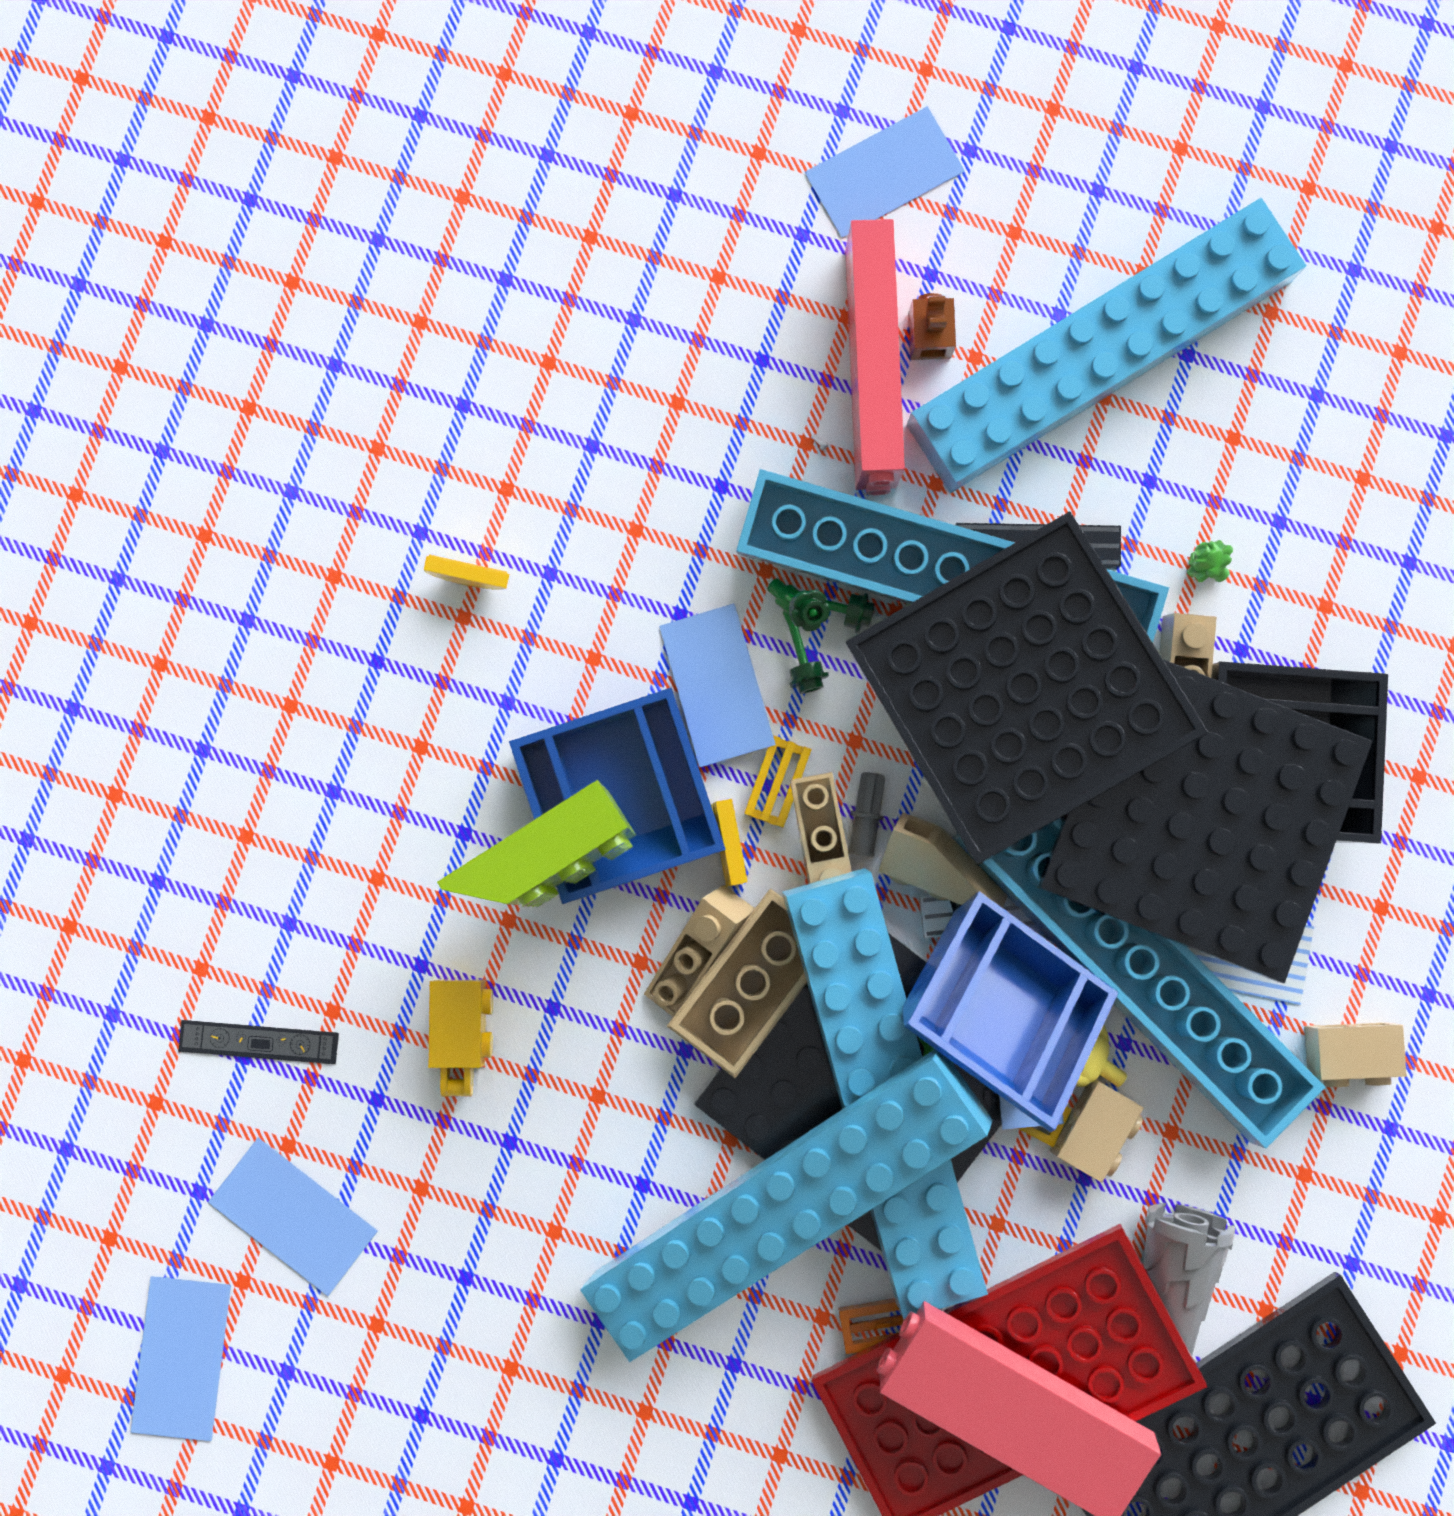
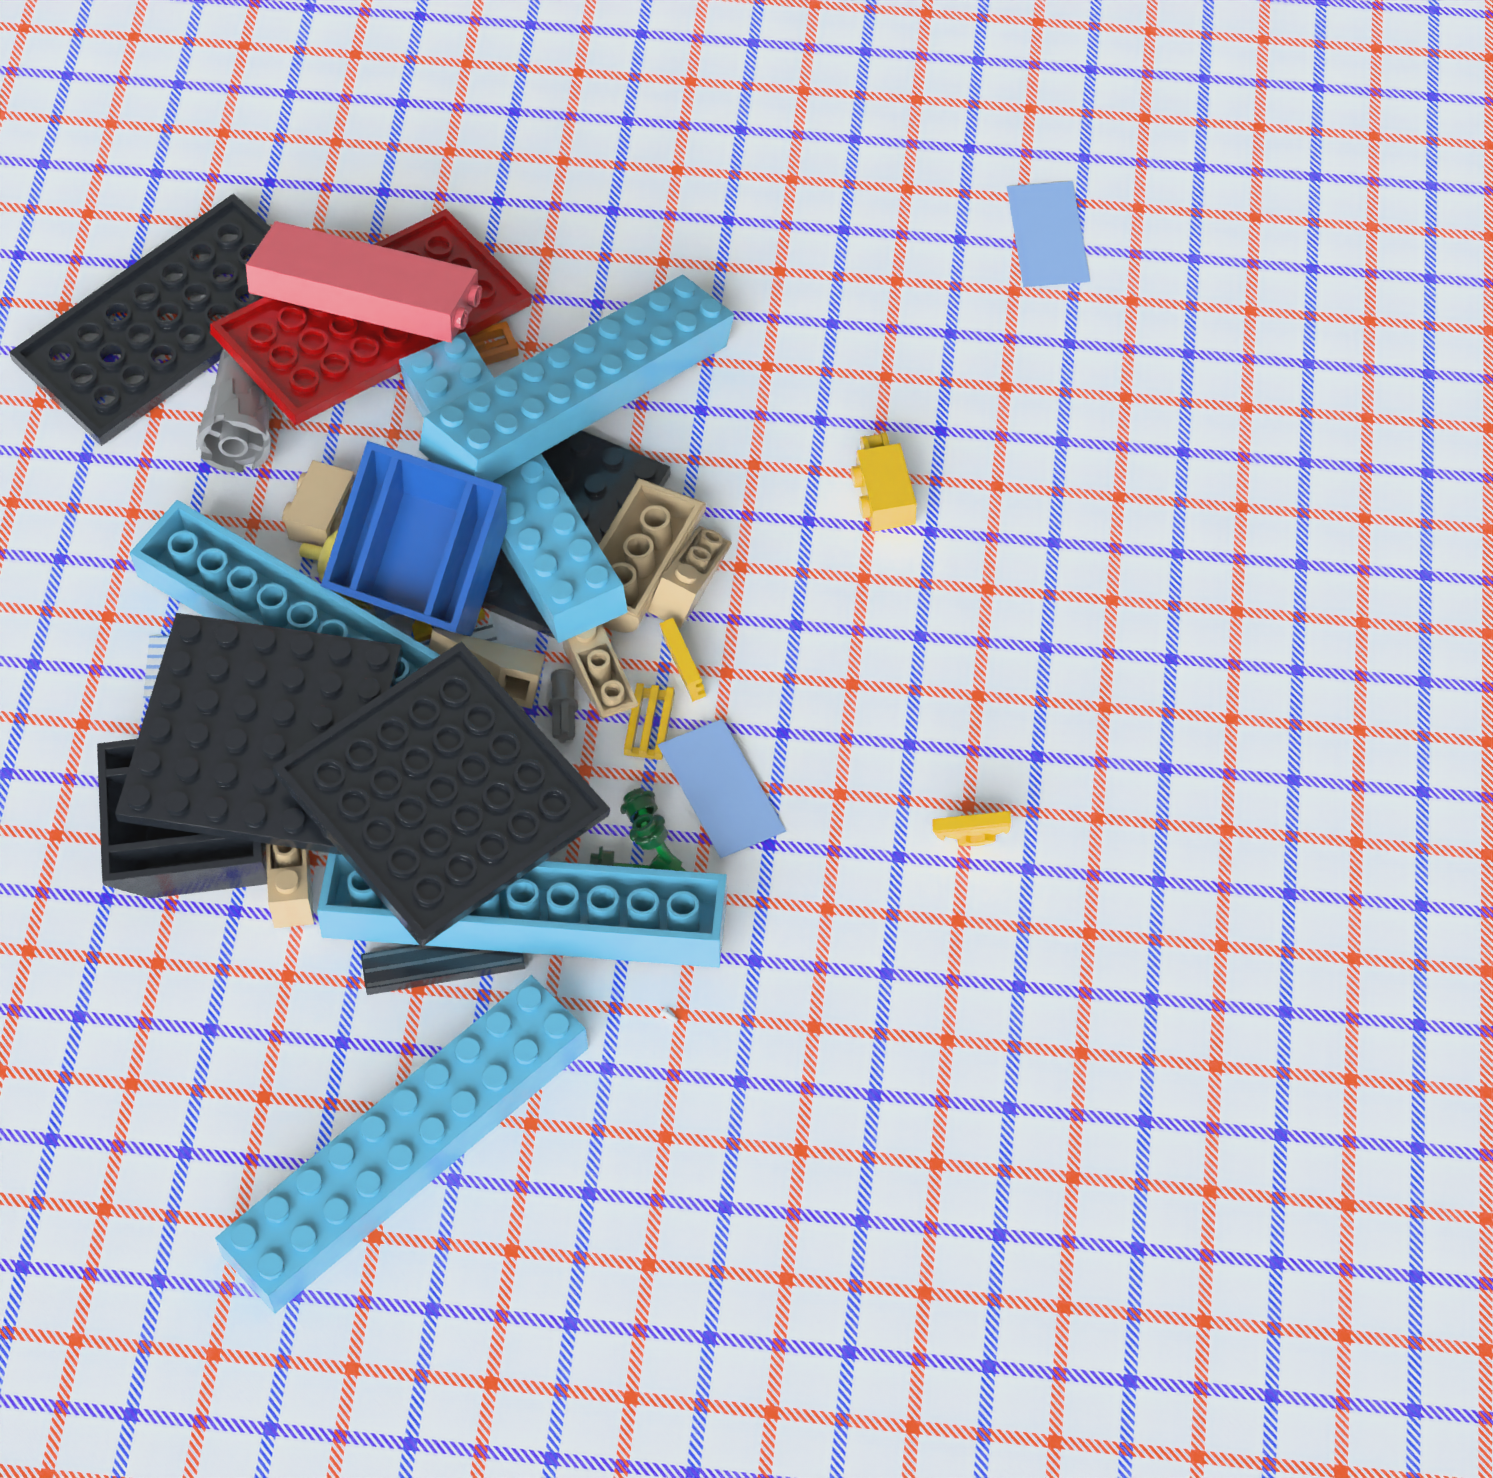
camera: 175 degrees right, 25 degrees down
(258, 1042) = (1052, 453): sticker -> none
(292, 1216) = (987, 340): light blue sticker -> none
(547, 852) = (834, 560): lime slope -> none
(649, 771) = (789, 671): blue slope -> none
(874, 356) = (631, 1078): coral brick -> none
(885, 170) = (654, 1284): light blue sticker -> none
(932, 327) = (579, 1128): dark orange brick -> none
(1210, 561) = (276, 970): bright green plant -> none
(1356, 1052) = (100, 600): tan brick -> none

